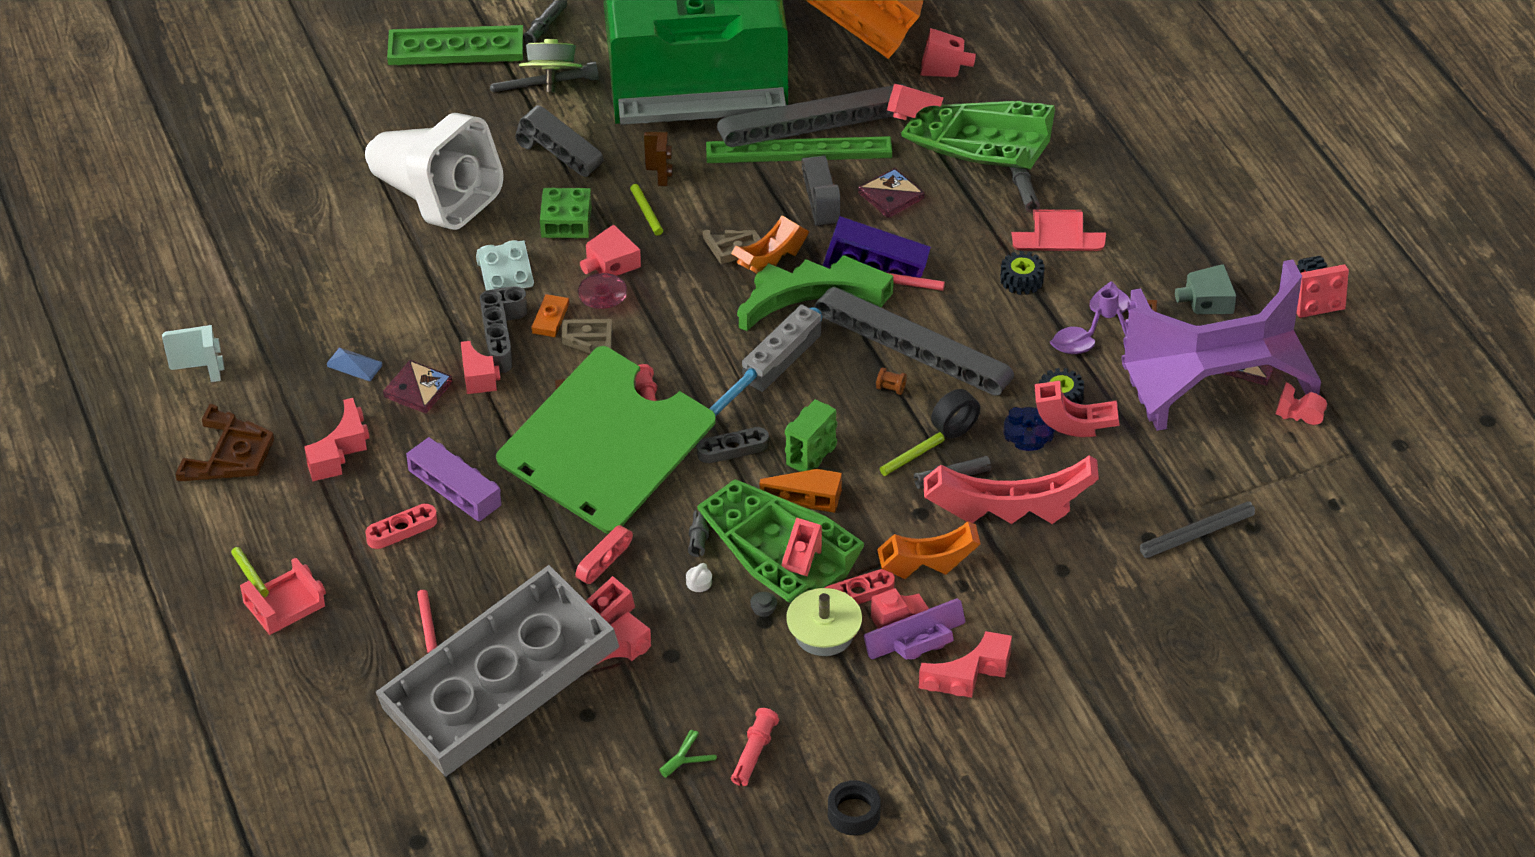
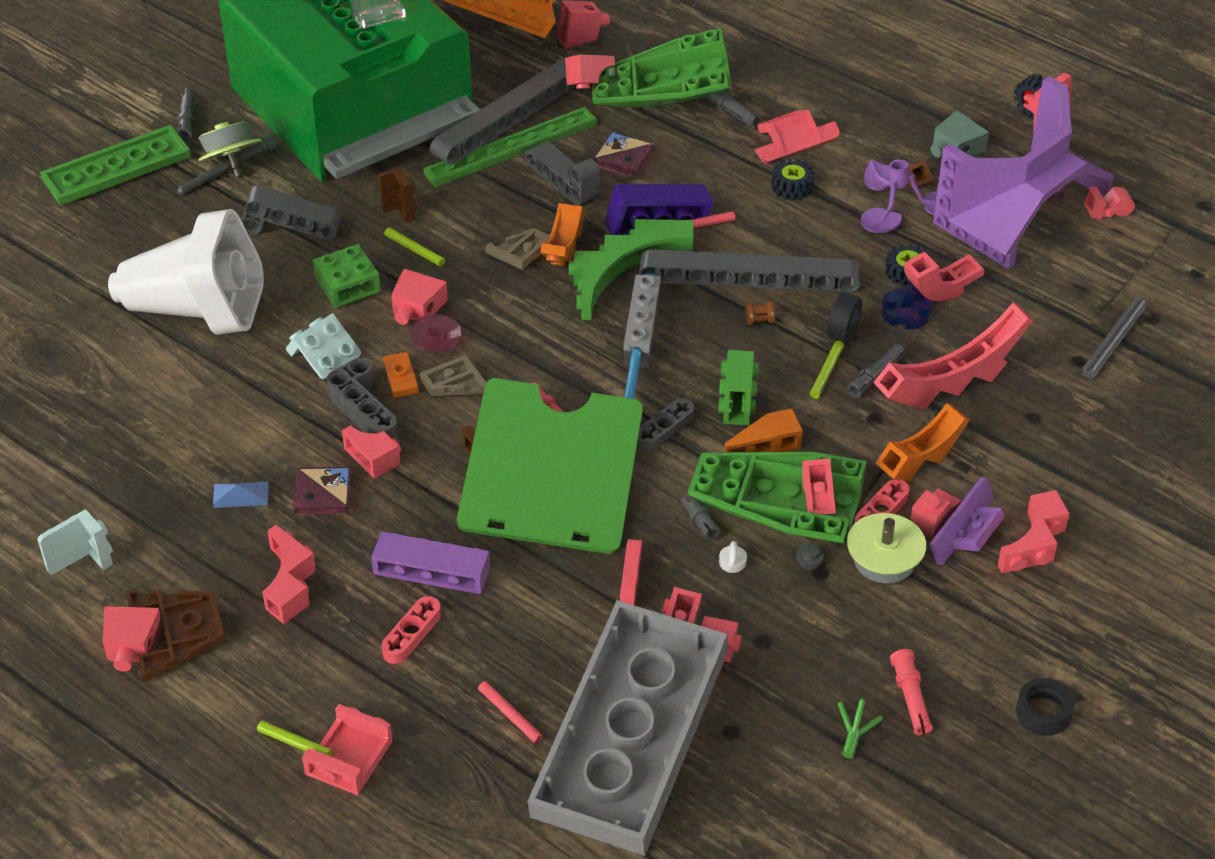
camera: 30 degrees left, 0 degrees up
(189, 438) = (130, 633): none -> coral torso

